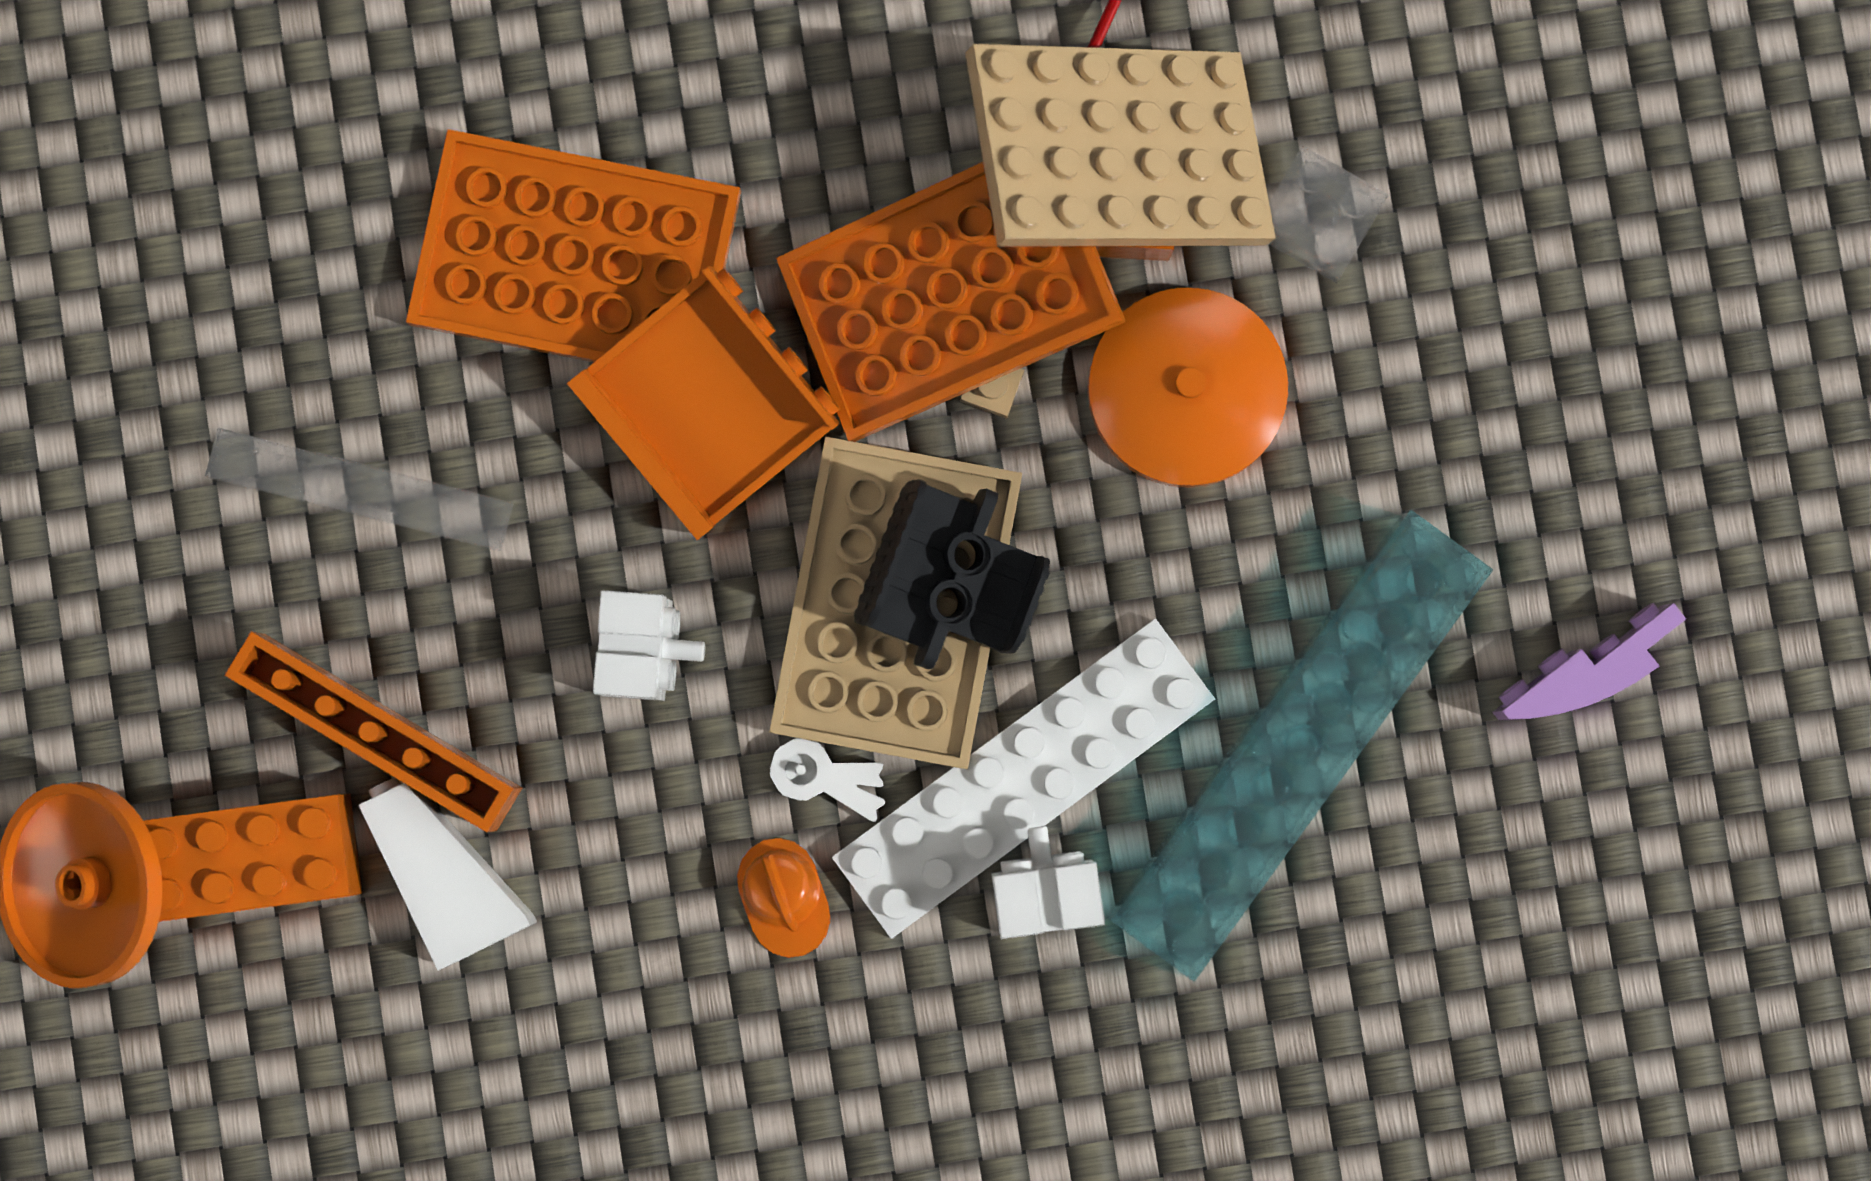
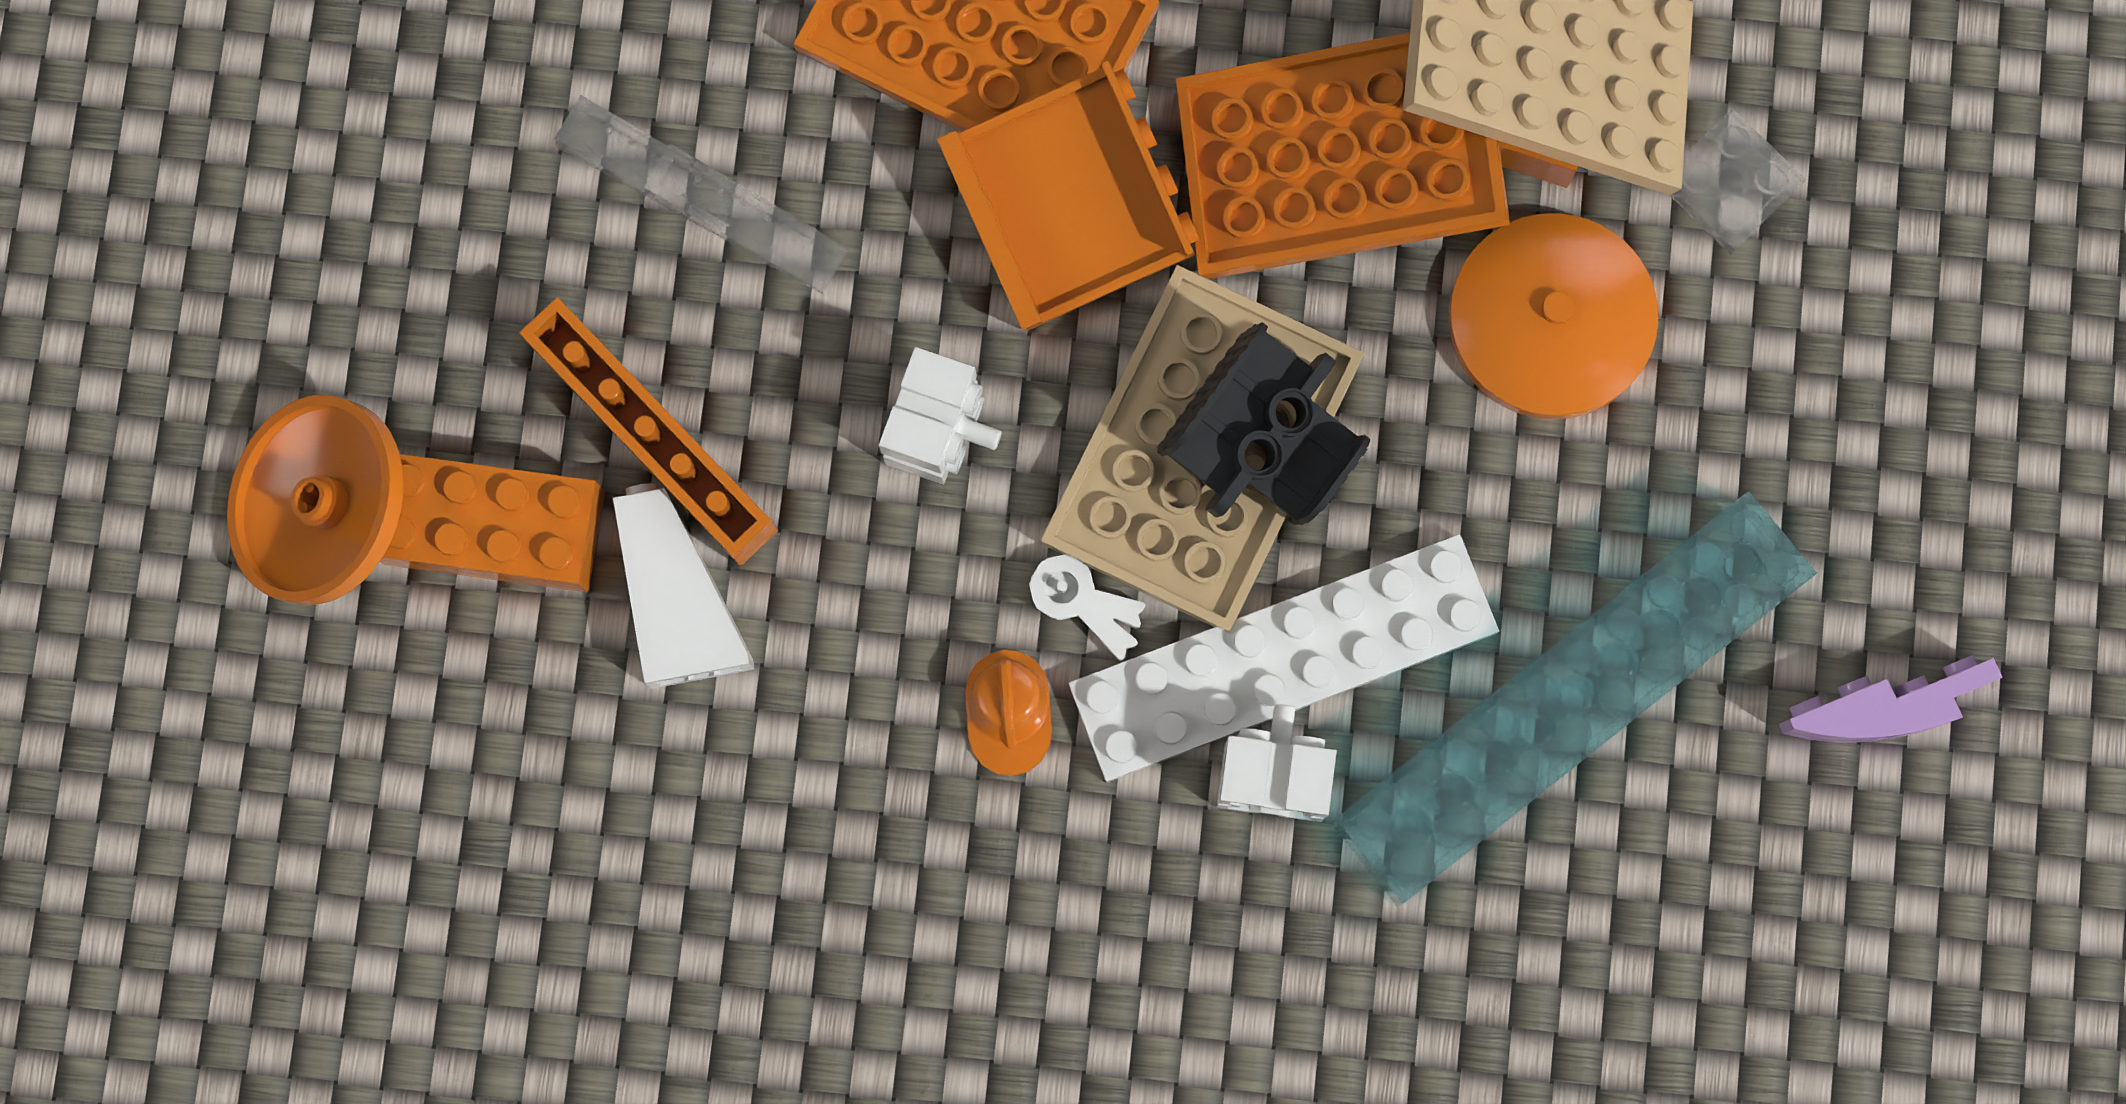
camera: 20 degrees right, 5 degrees down
(996, 395) = (1358, 270): tan plate -> none

